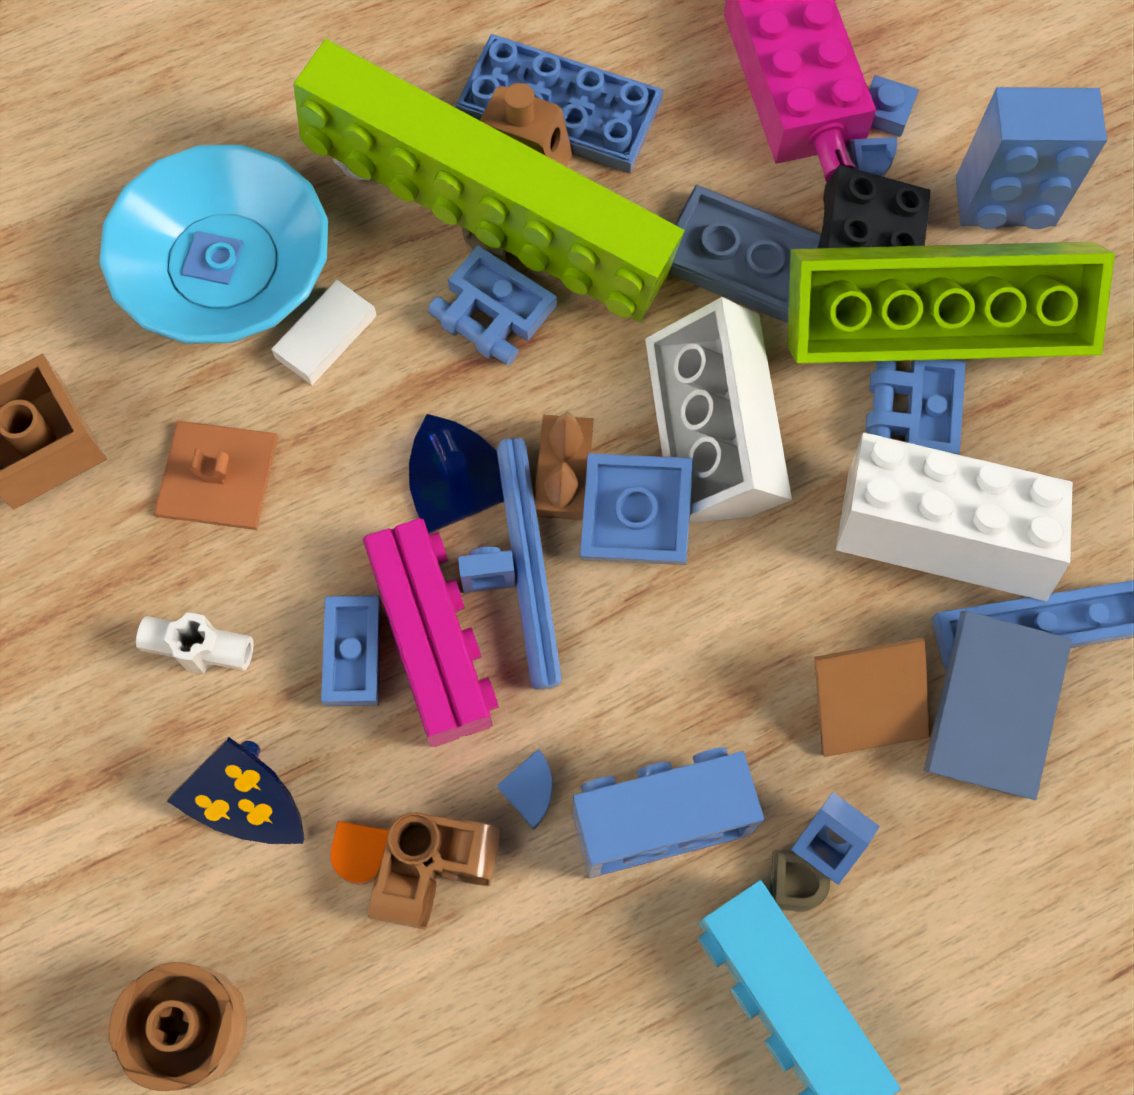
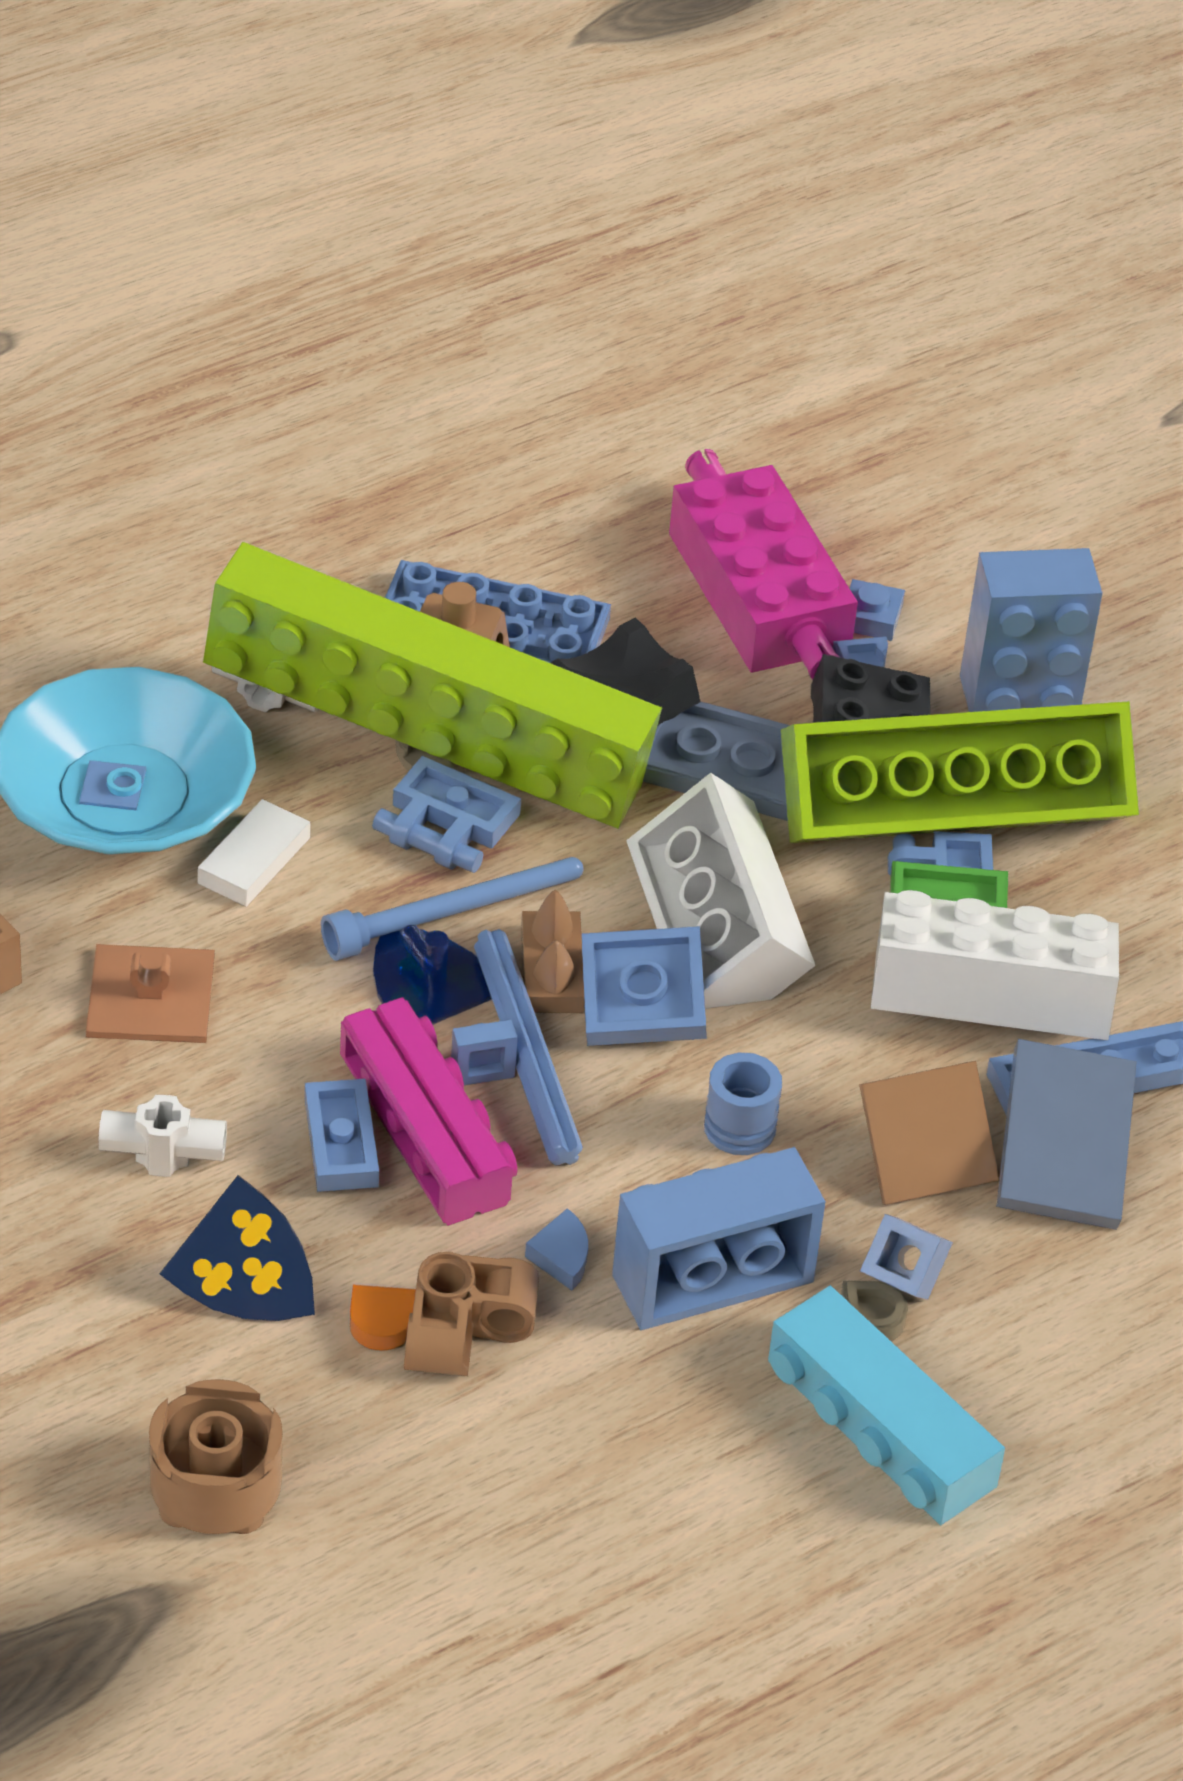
camera: 10 degrees left, 25 degrees down
(393, 427) = (348, 932): none -> medium blue piece
(663, 176) = (639, 667): none -> black brick
(708, 647) = (743, 1103): none -> medium blue piece
(922, 424) = (951, 882): none -> bright green tile

